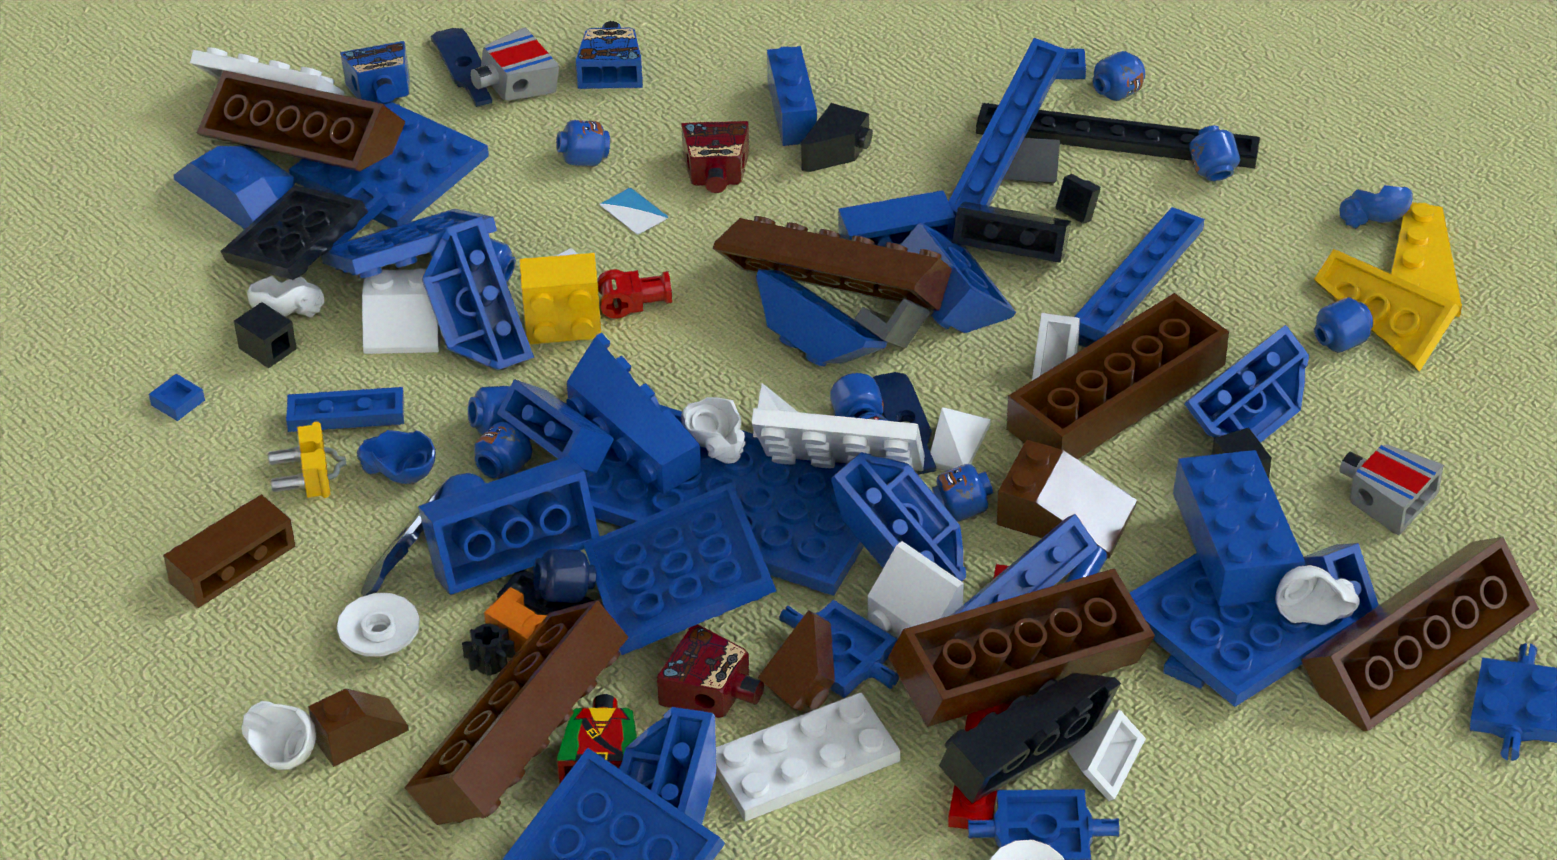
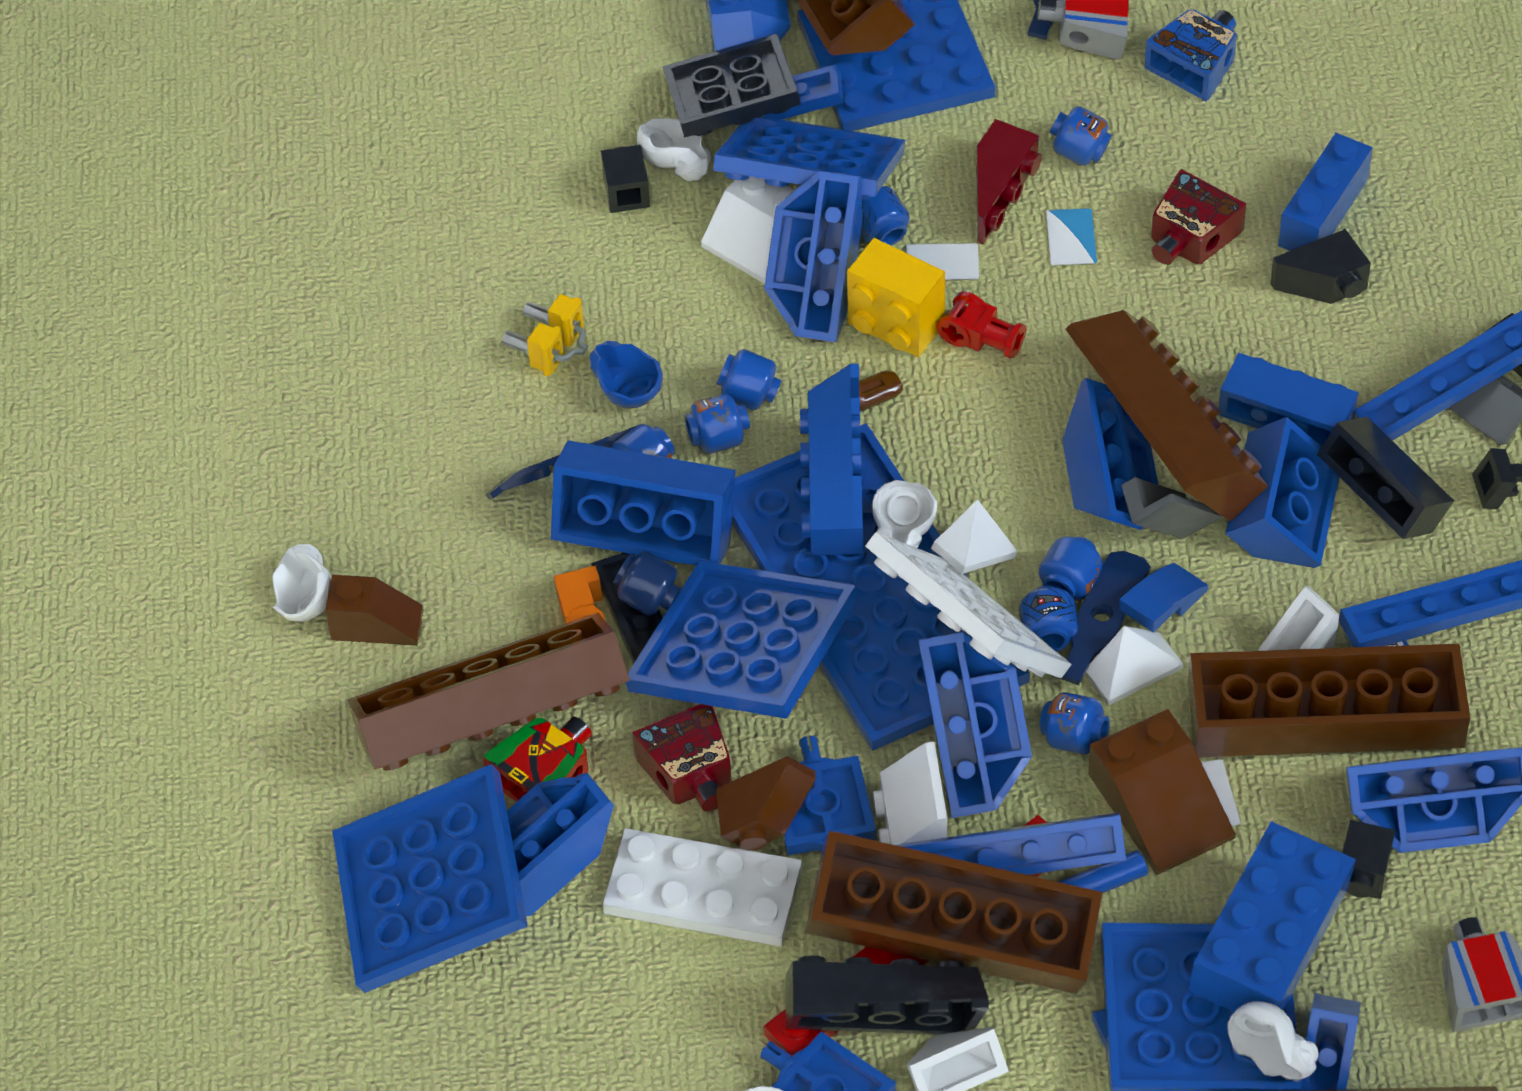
camera: 40 degrees right, 10 degrees up
(176, 397) = (507, 197): blue tile -> none
(229, 550) = (414, 381): reddish brown brick -> none
(346, 408) = (628, 297): blue plate -> none
(378, 624) = (464, 518): white dish -> none
(488, 649) = (533, 611): black gear -> none
(546, 196) = (1003, 164): none -> dark red slope
(555, 425) = (764, 430): blue brick -> none
(936, 385) = (1161, 595): none -> blue slope

